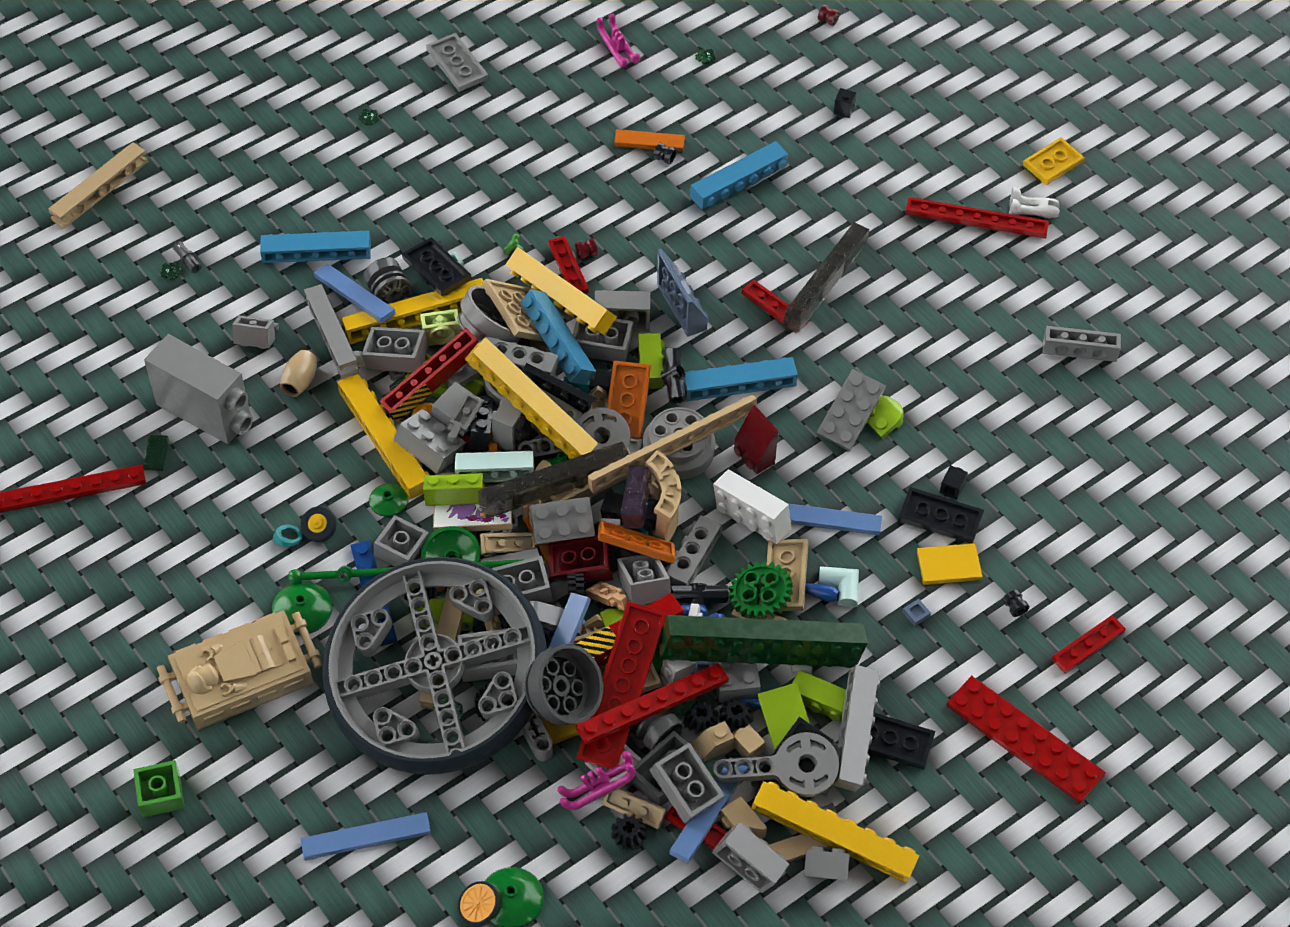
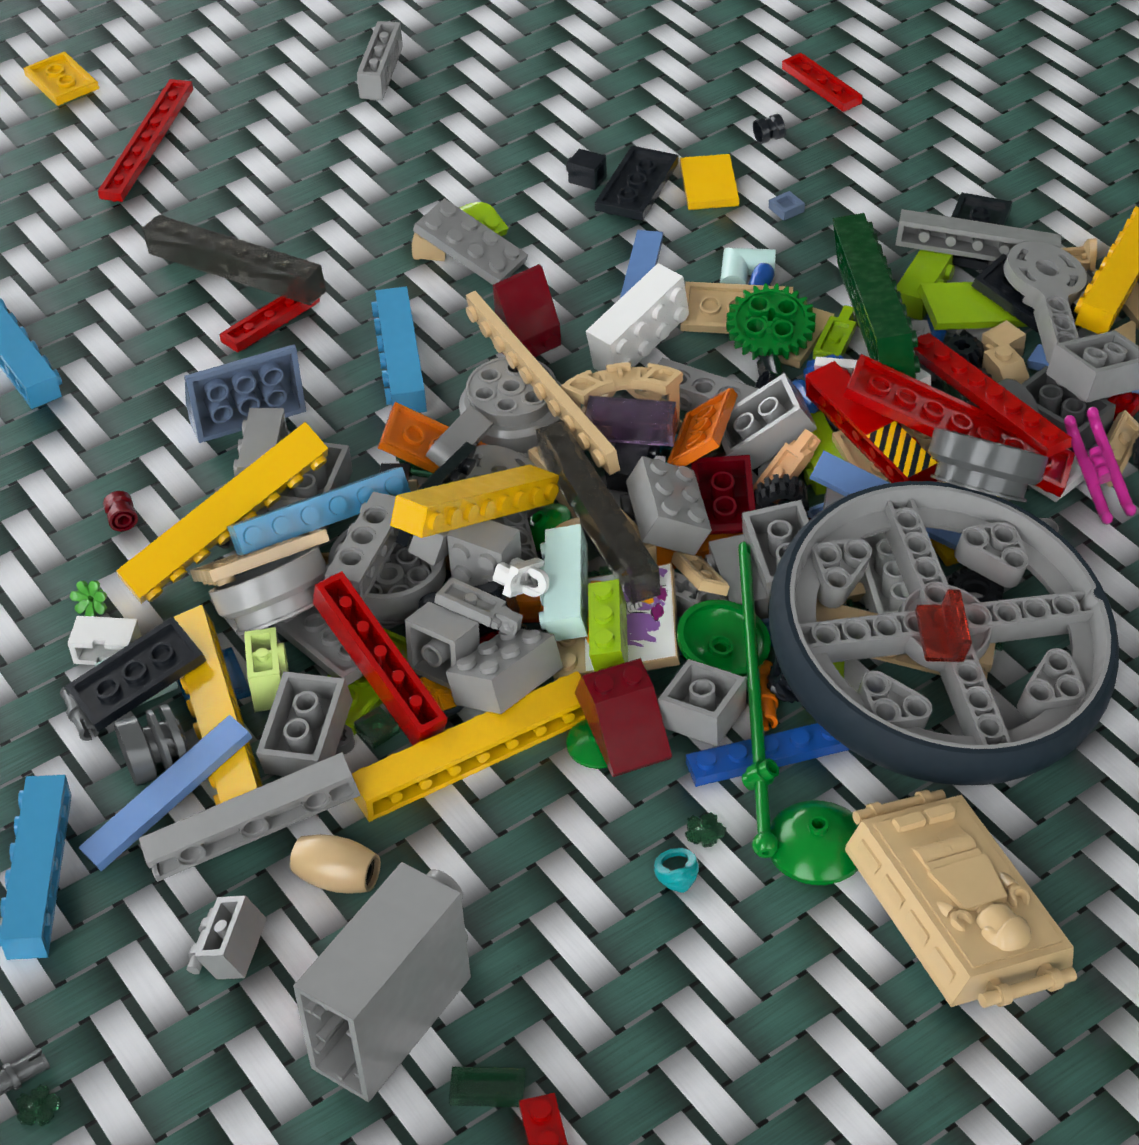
camera: 85 degrees left, 10 degrees down
(315, 551) = (704, 830): none -> clear green plant
(318, 524) = (658, 818): black wheel -> none
(388, 498) = (624, 717): none -> dark red slope
(414, 651) = (944, 629): none -> clear red panel
(477, 258) = (100, 638): none -> white brick
(485, 438) = (521, 577): none -> white hips
(567, 263) = (132, 536): red plate -> none
(628, 407) = (468, 427): none -> light grey beam
(650, 352) = (358, 432): lime brick -> none
(674, 375) = (381, 400): black piece -> none
(861, 809) = (1085, 254): none -> tan tile
(1026, 739) = (953, 136): red plate -> none
(1032, 206) = (137, 95): white piece -> none

